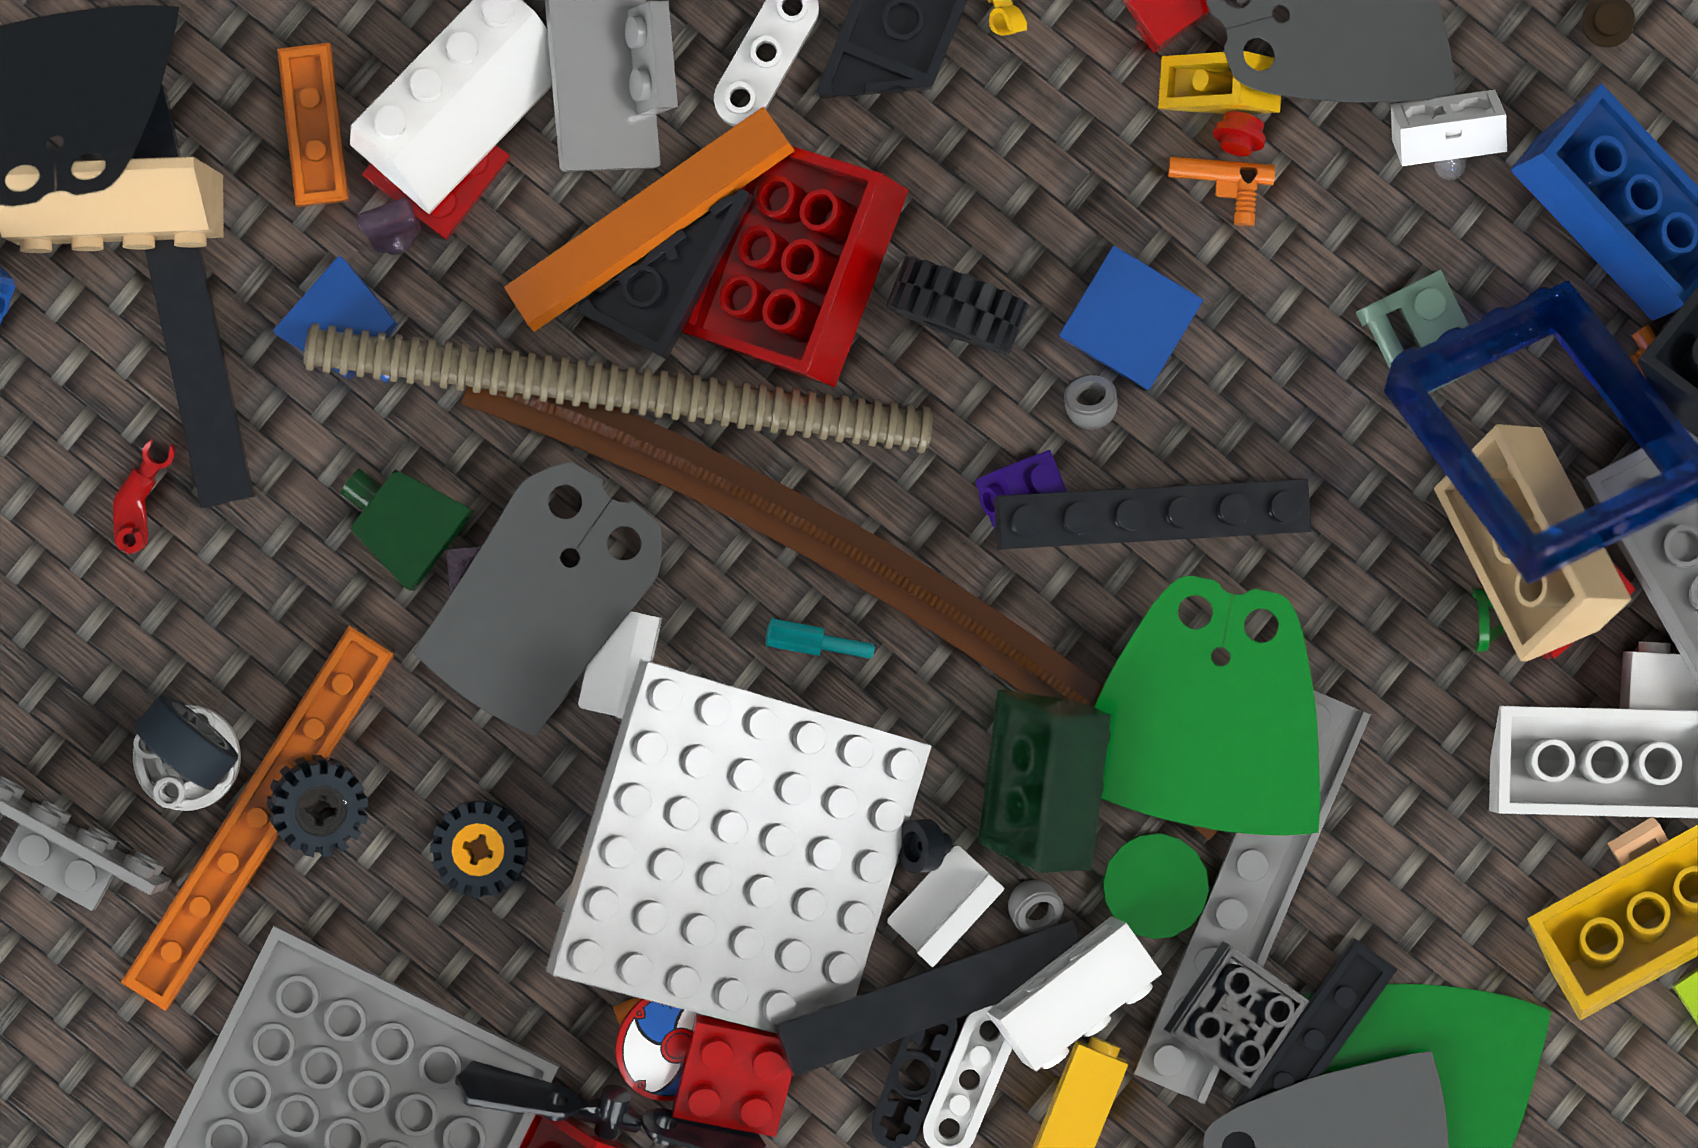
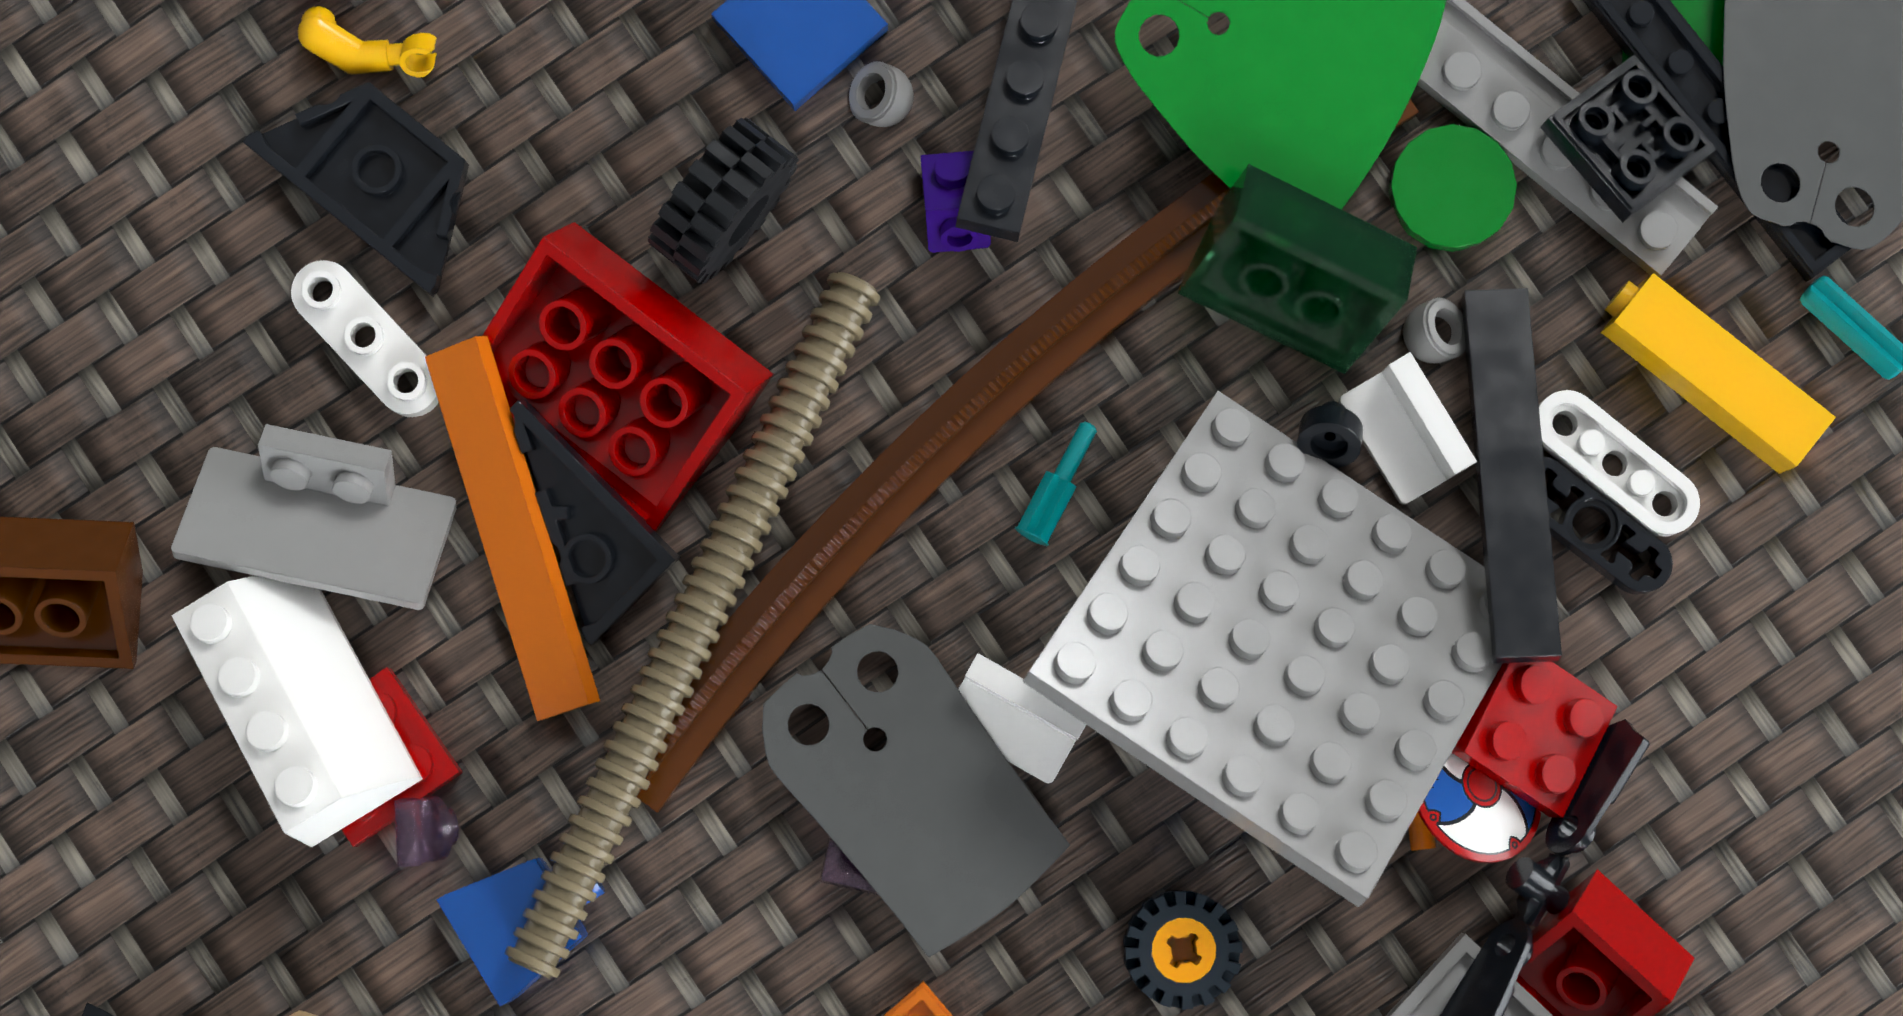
camera: 75 degrees left, 5 degrees down
(313, 125) = (277, 886): orange tile -> none
(404, 523) = (773, 920): dark green torso -> none
(1075, 994) = (1554, 309): white brick -> none

